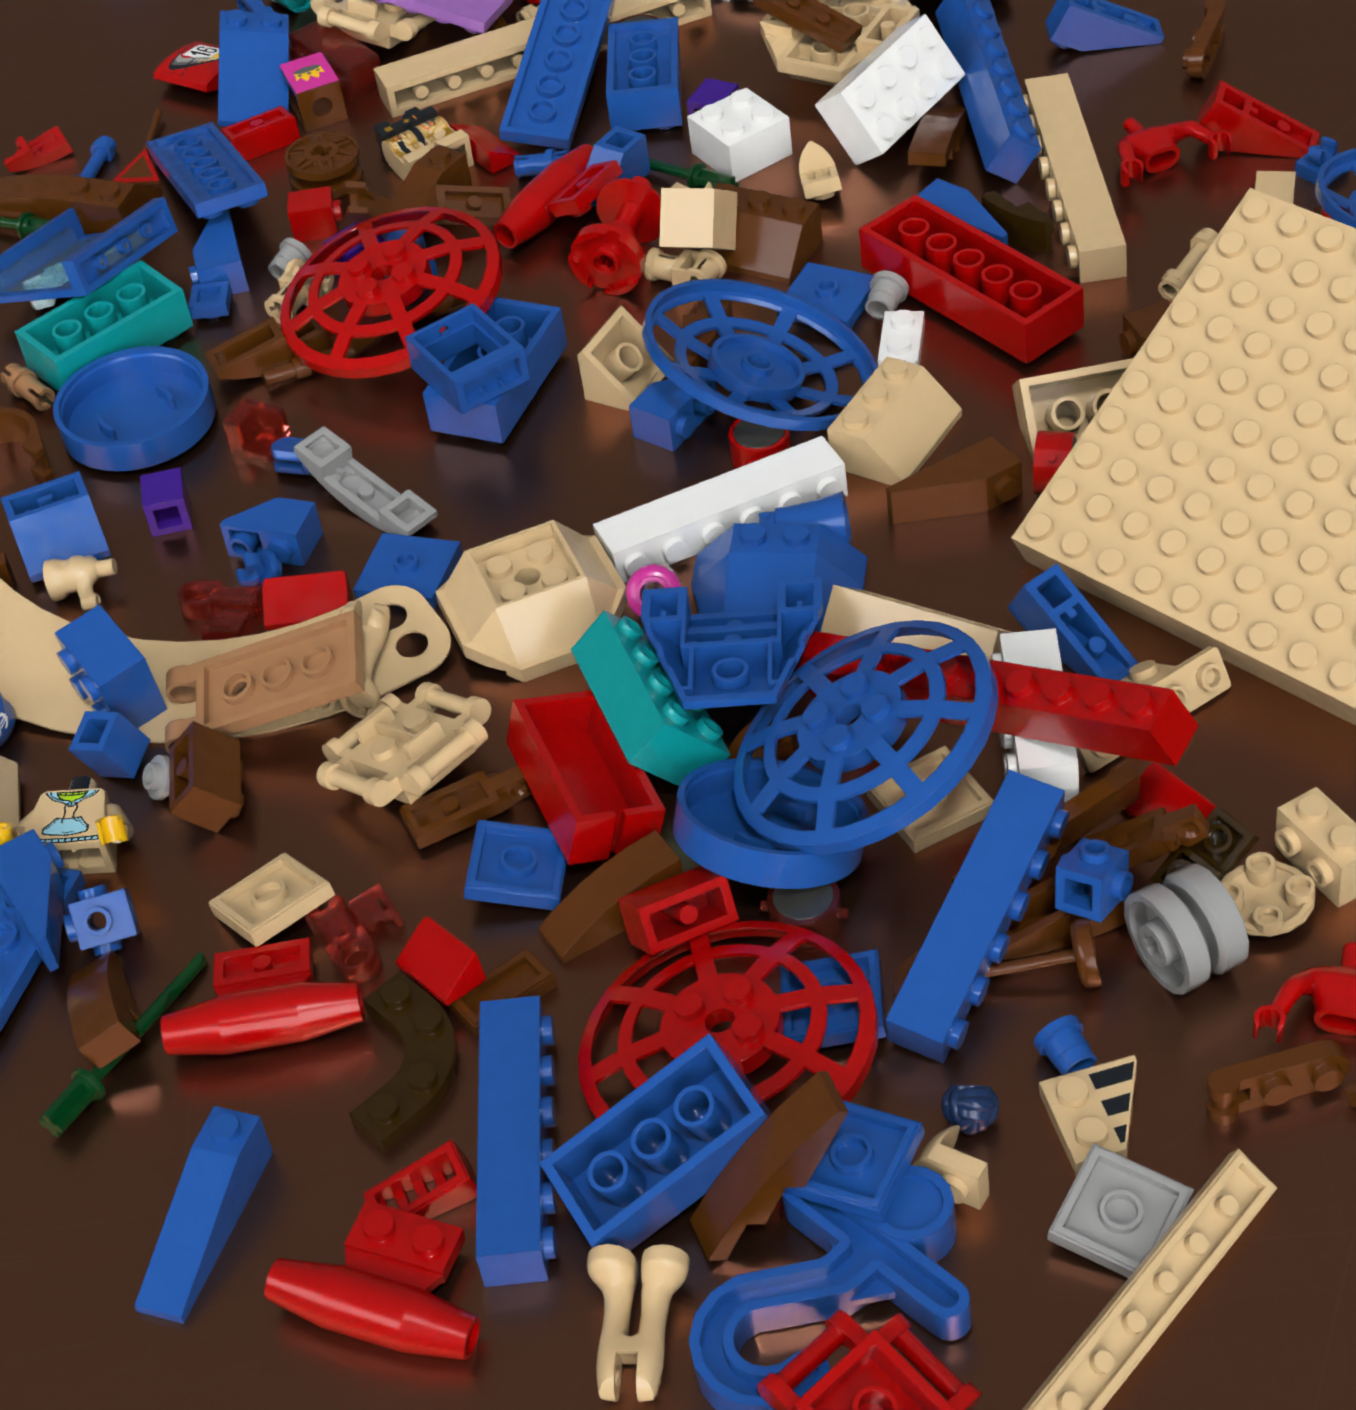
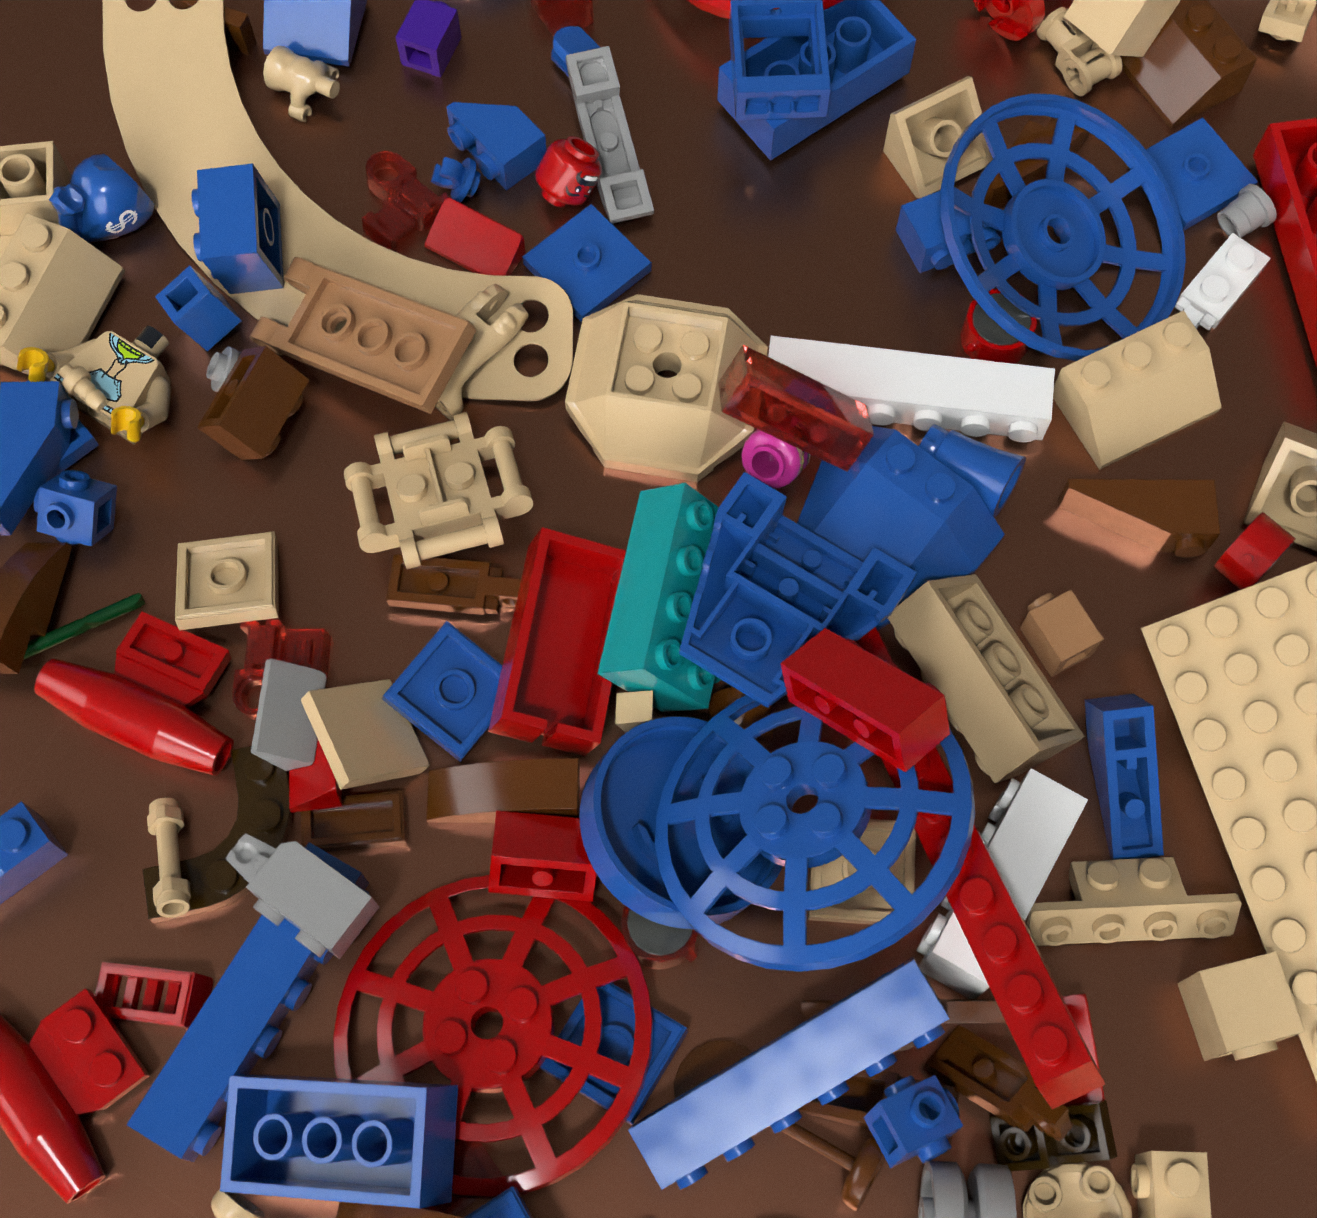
camera: 25 degrees right, 25 degrees up
(50, 830) = (79, 382): none -> tan piece
(350, 518) = (568, 171): none -> red head
(387, 1093) = (172, 892): none -> tan bar
(397, 942) = (282, 726): none -> light grey slope
(468, 920) = (363, 734): none -> tan tile
(505, 1018) = (304, 892): none -> light grey hinge
(649, 541) = (795, 408): none -> clear red brick
(671, 777) = (633, 709): none -> tan piece
(845, 633) = (866, 698): none -> red brick
(956, 582) = (1060, 631): none -> medium nougat brick
(1268, 707) = (1241, 1007): none -> tan head

